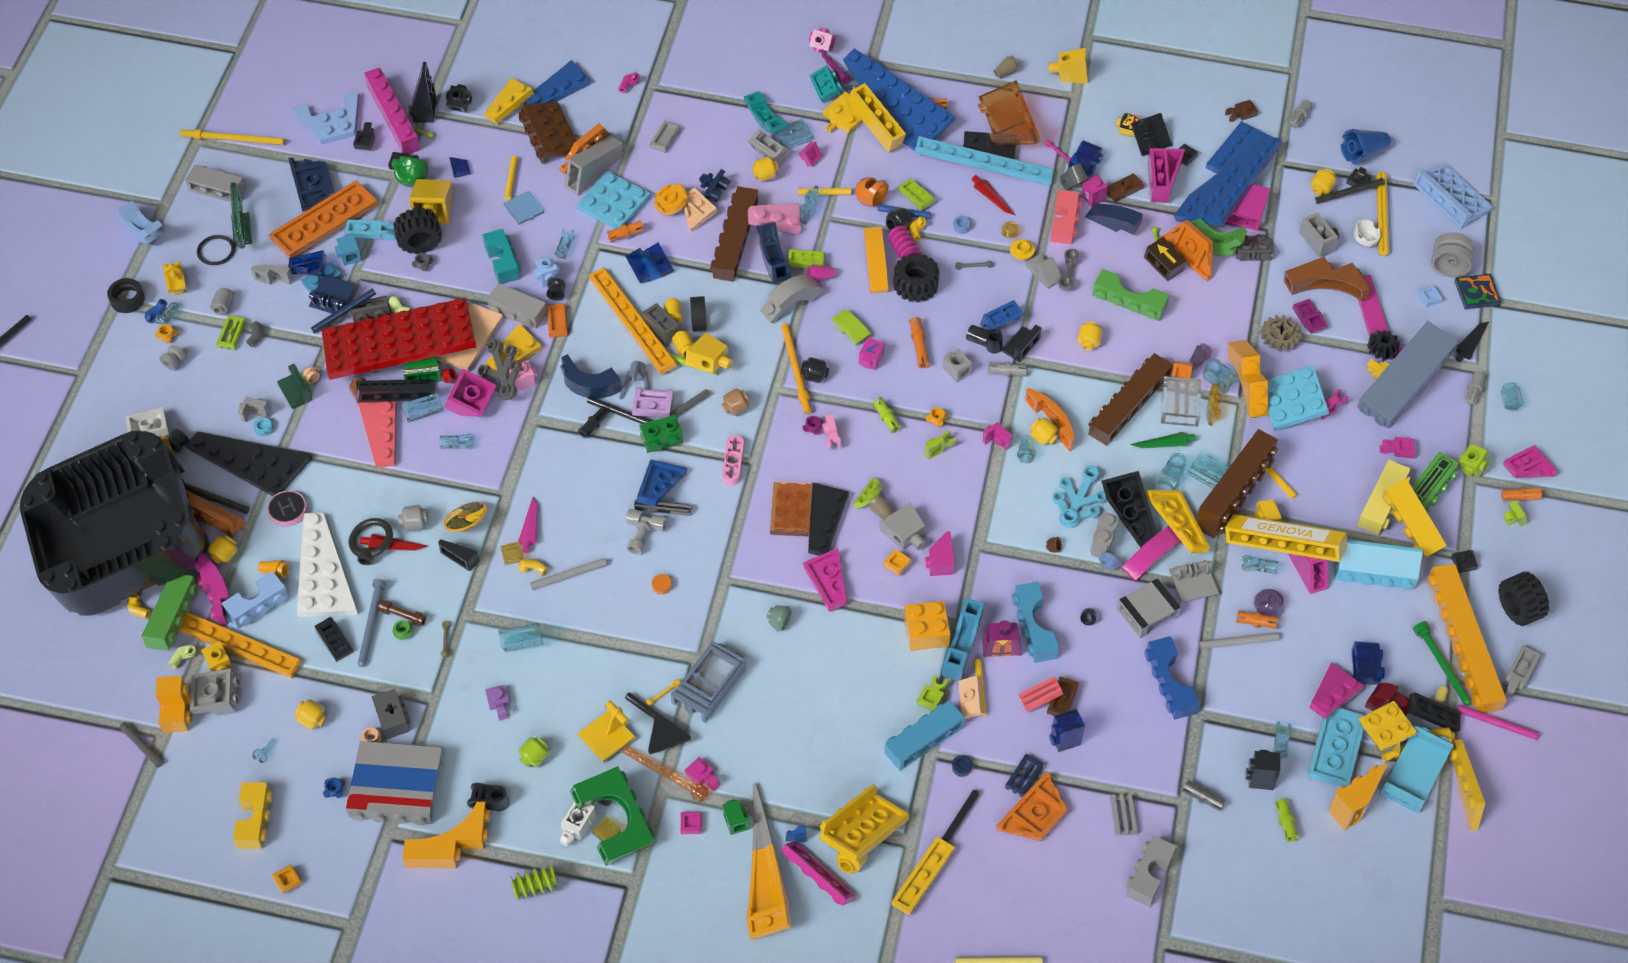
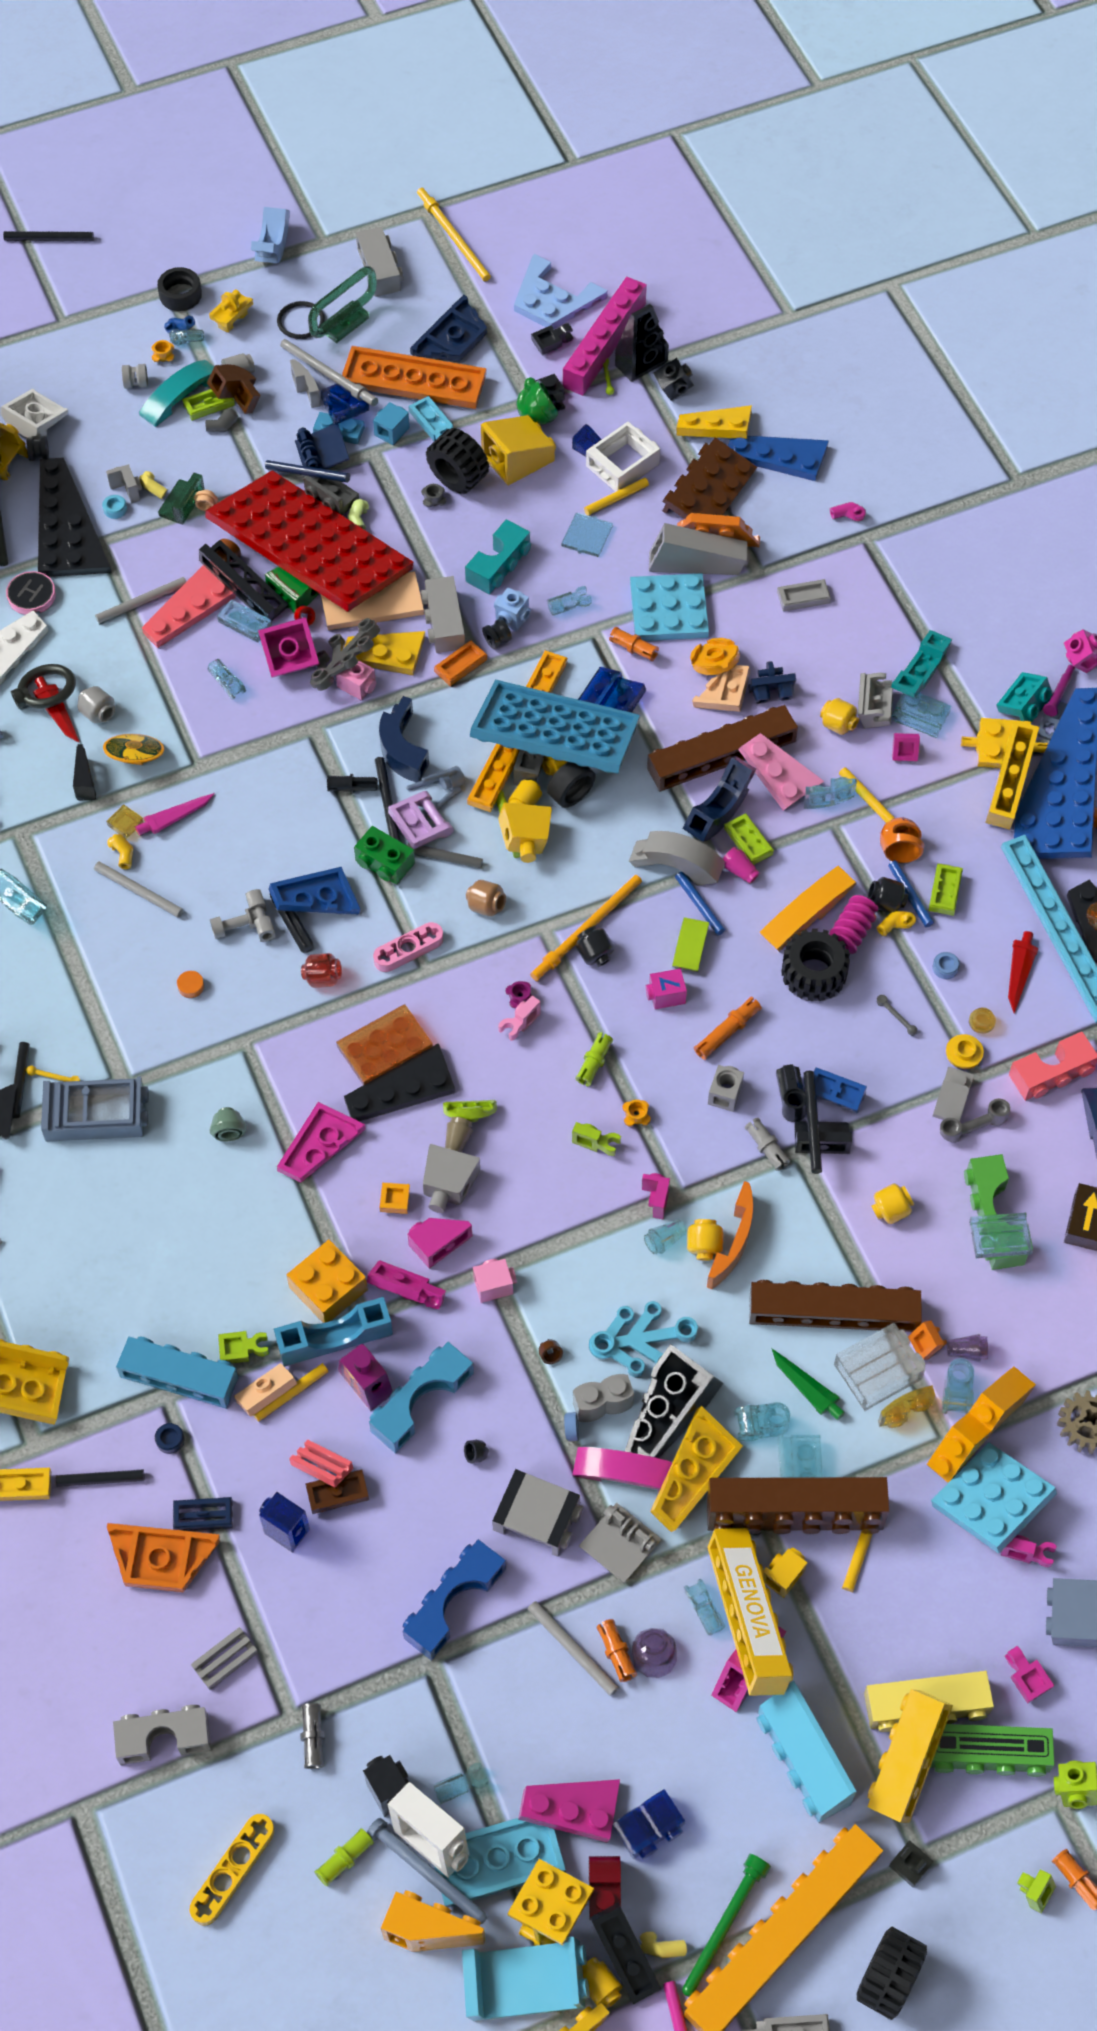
camera: 55 degrees right, 5 degrees up
(206, 343) = (174, 389): none -> teal slope
(239, 306) = (235, 383): none -> reddish brown brick
(269, 397) = (147, 482): none -> light yellow arm
(311, 249) = (357, 390): none -> light grey bar
(351, 453) = (140, 600): none -> light grey bar
(489, 169) = (607, 471): none -> white window
(657, 294) = (555, 726): none -> dark azure plate
(714, 510) = (321, 970): none -> clear red head
(825, 307) = (700, 903): none -> blue bar
(958, 588) = (405, 1283): none -> dark pink hinge
(989, 544) = (494, 1279): none -> bright pink brick
(1017, 336) = (812, 1121): none -> black bar
(1152, 297) = (1001, 1235): none -> clear light blue plate
(1252, 882) = (235, 1871): none -> yellow beam
(1283, 794) = (378, 1831): none -> sand blue bar
(1309, 759) = (429, 1830): none -> white window

